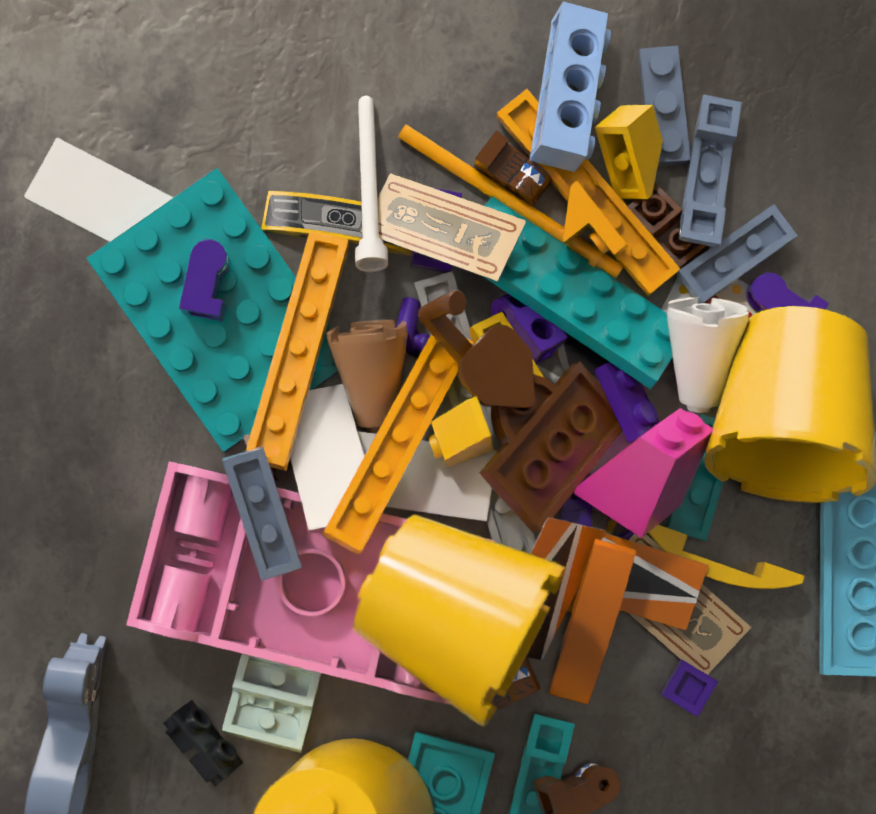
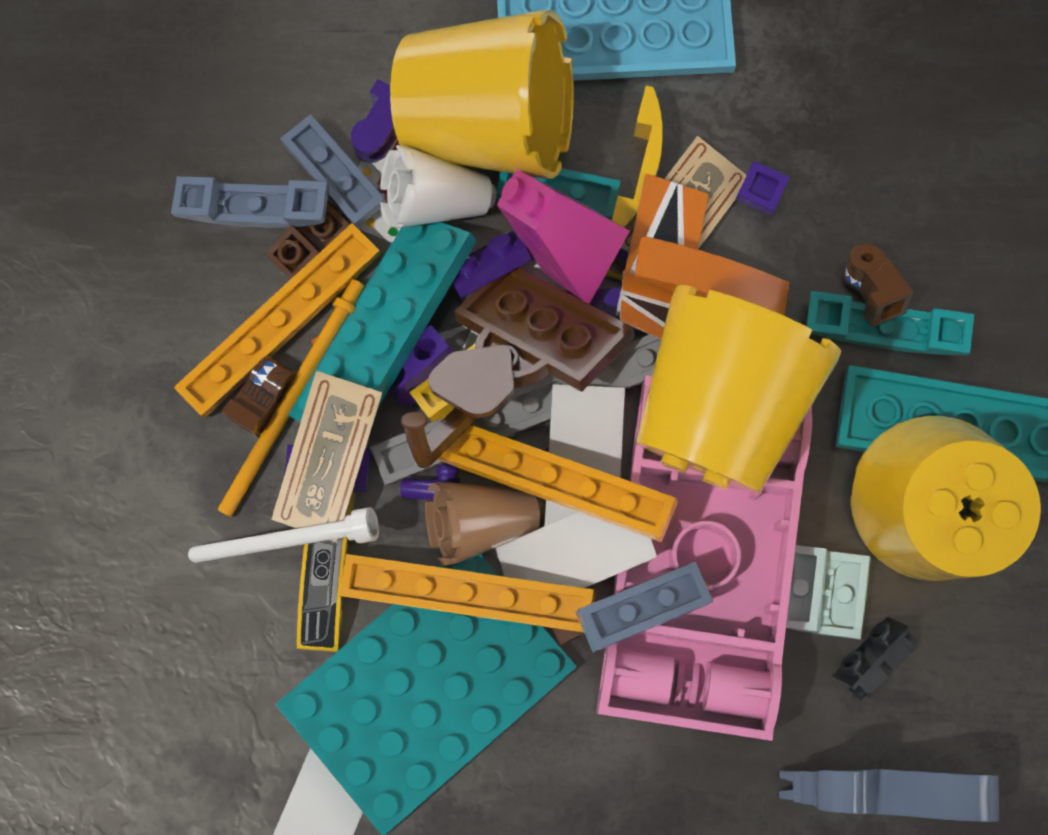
camera: 90 degrees left, 5 degrees down
(202, 282) = (384, 699): dark purple leg -> none
(461, 433) = (541, 415): yellow slope -> none
(552, 140) = (229, 354): light blue brick -> none
(584, 213) = (303, 316): light orange slope -> none
(631, 149) = (233, 277): yellow slope -> none
(664, 90) = (183, 253): sand blue plate -> none

